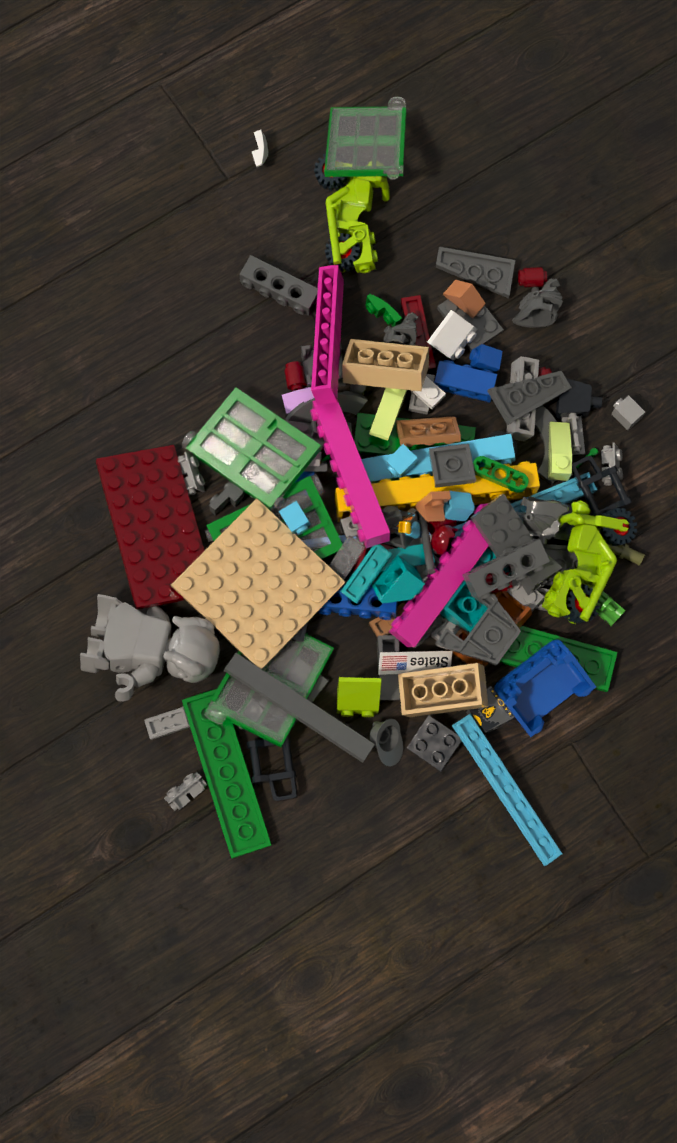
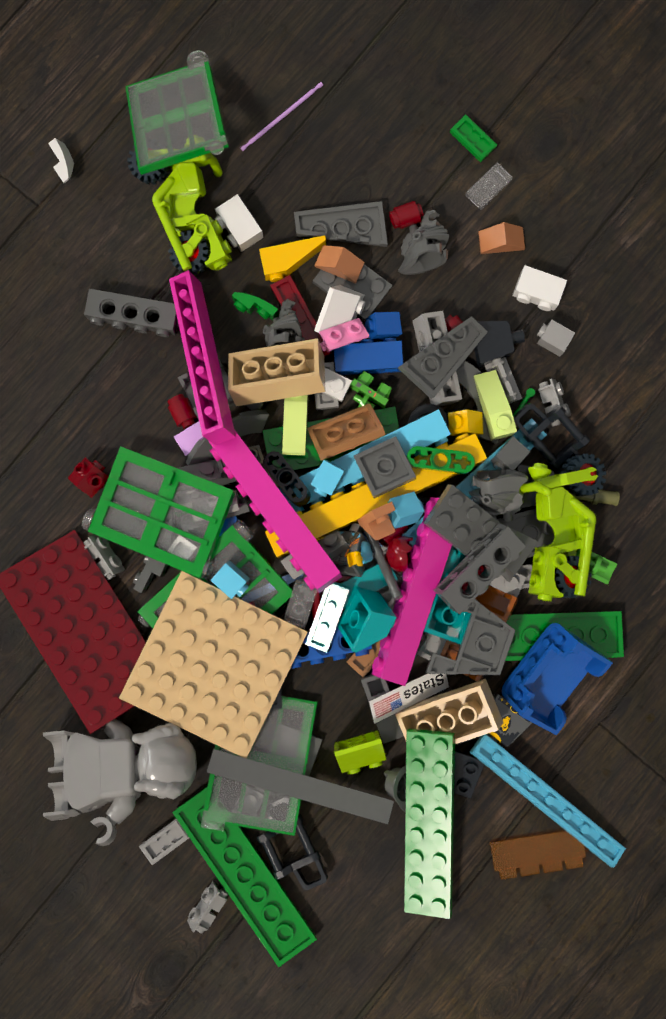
camera: 10 degrees left, 10 degrees up
(200, 404) = (89, 476): none -> dark red brick
(373, 458) = (295, 482): none -> black beam
(390, 242) = (239, 223): none -> white brick
(399, 774) = (429, 822): none -> plate
(422, 281) = (285, 258): none -> yellow slope
(449, 352) = (343, 335): none -> bright pink hinge
(452, 169) = (280, 117): none -> lavender piece
(453, 408) = (362, 385): none -> bright green hips
(481, 832) = (531, 851): none -> clear orange windscreen
(532, 454) = (465, 422): none -> yellow brick
(561, 491) = (510, 455): none -> dark grey brick
(607, 234) = (473, 138): none -> green plate
(607, 320) = (501, 238): none -> nougat slope
(609, 275) = (489, 186): none -> clear plate
(626, 369) = (539, 288): none -> white brick

